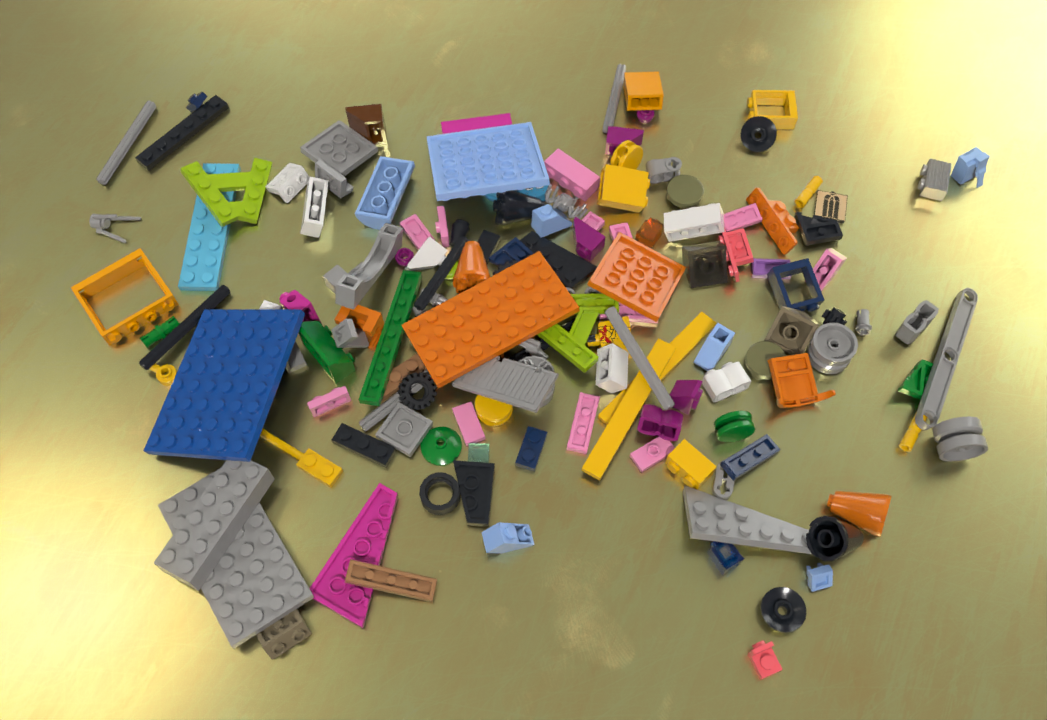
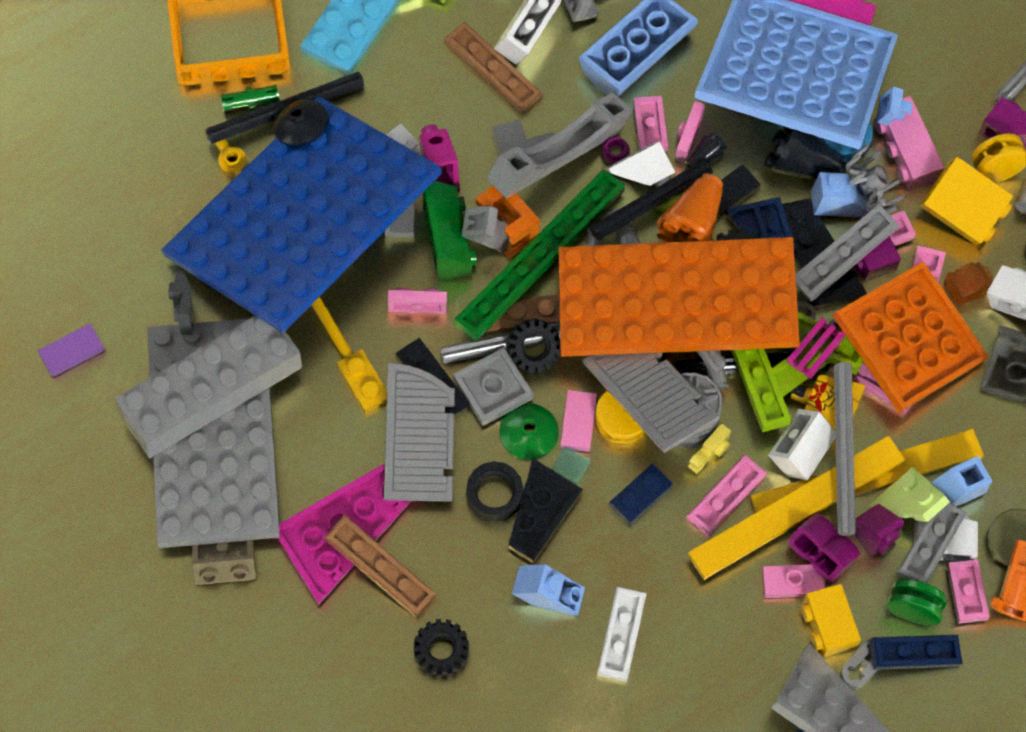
camera: 25 degrees right, 5 degrees up
(111, 546) = (71, 350): none -> medium lavender tile
(177, 482) = (183, 308): none -> dark grey slope
(199, 329) = (300, 122): none -> black dish
(305, 245) = (493, 68): none -> medium nougat tile
(373, 484) = (418, 436): none -> light grey piece
(459, 600) = (441, 666): none -> black tyre
(552, 156) = (892, 106): none -> light blue tile
(559, 396) = (714, 445): none -> light yellow plate
(568, 541) = (621, 634): none -> white tile
(573, 246) = (845, 252): none -> light grey plate
(590, 296) = (828, 331): none -> dark pink tile
(694, 365) = (912, 497): none -> yellowish green wing
(722, 386) = (931, 544): none -> light grey tile
(757, 405) = (968, 591): none -> bright pink plate

